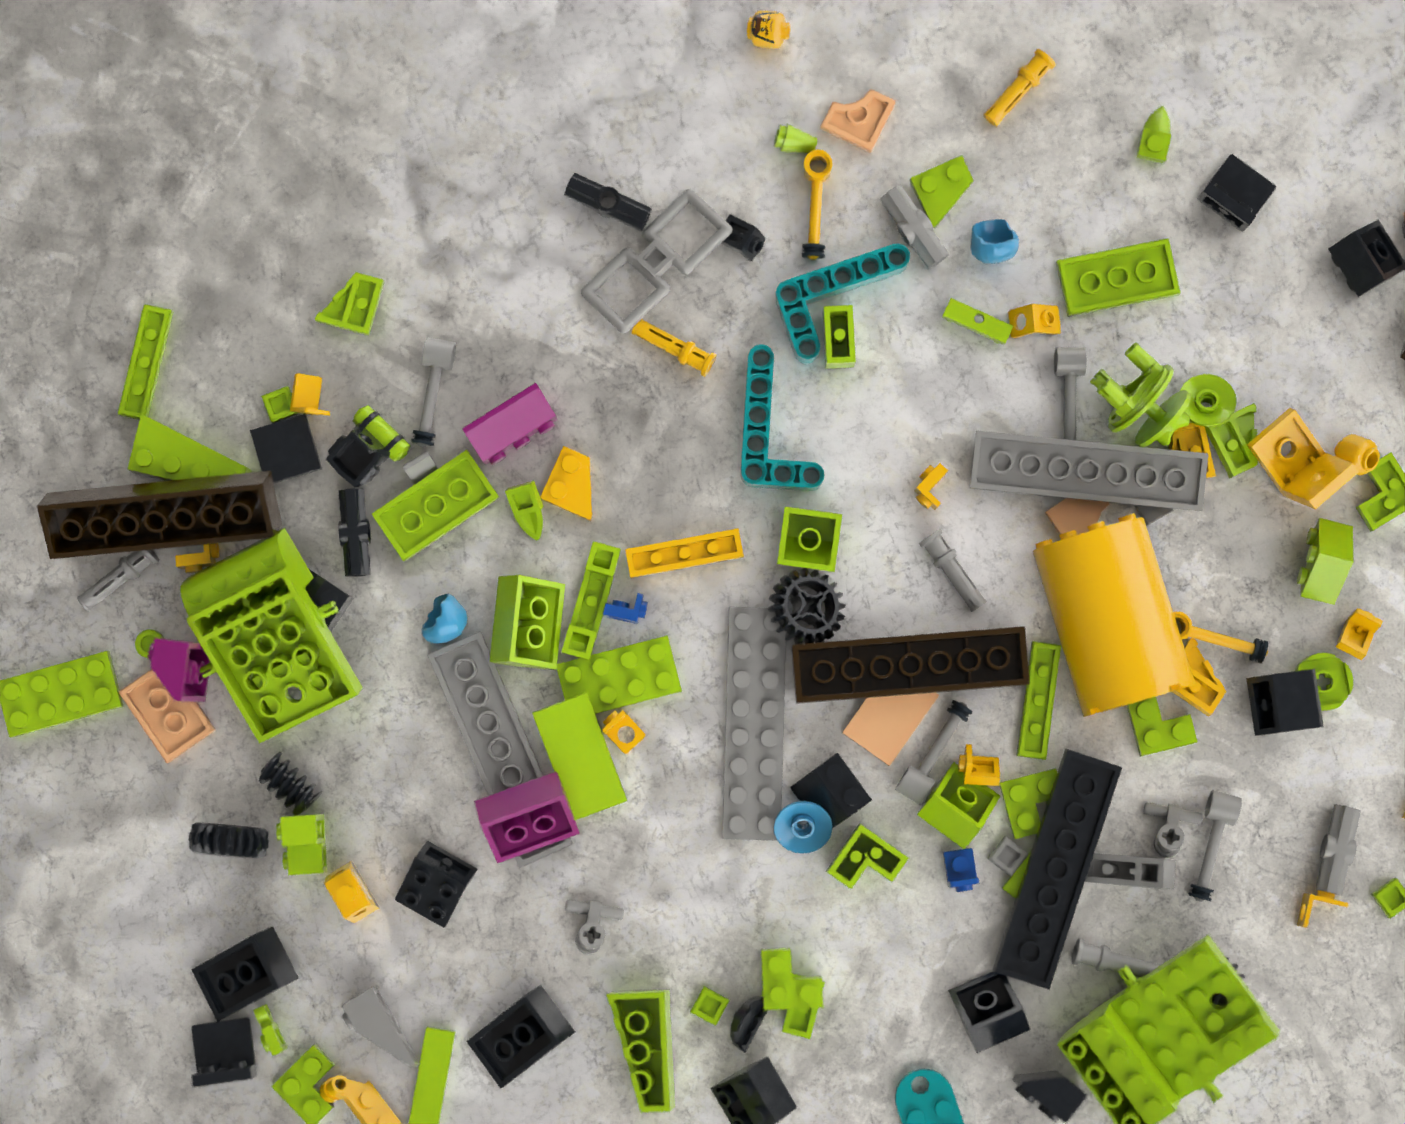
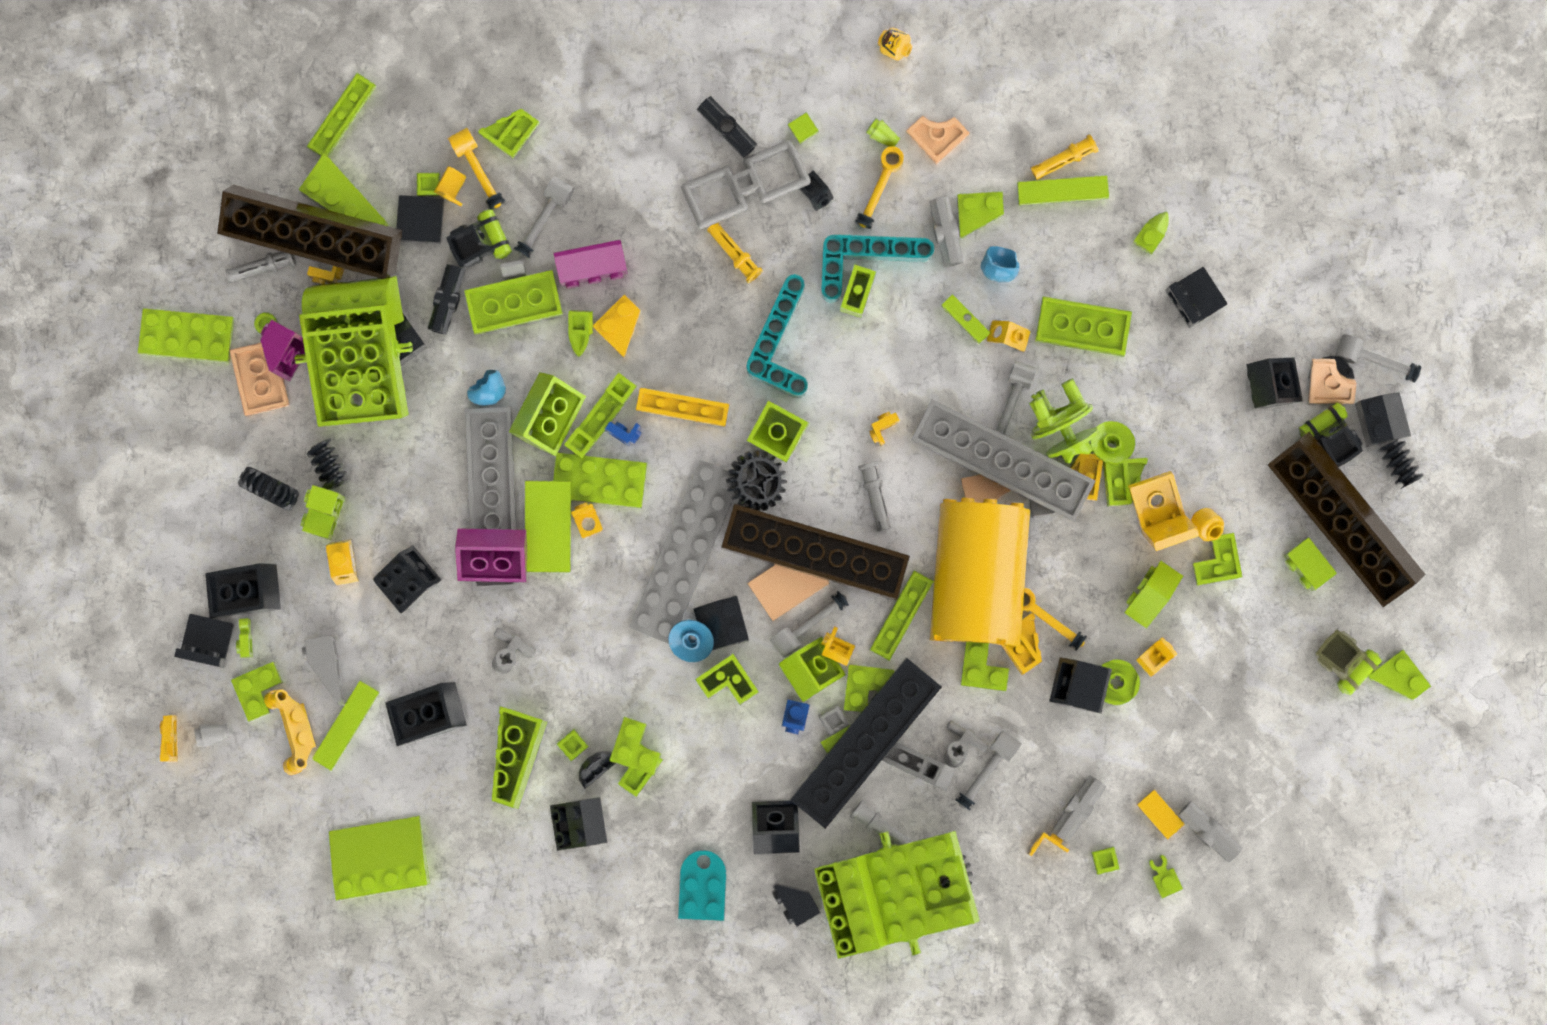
camera: 20 degrees right, 0 degrees up
(305, 340) = (464, 144): none -> yellow piece
(698, 169) = (803, 128): none -> lime tile
(1031, 127) = (1063, 190): none -> lime tile

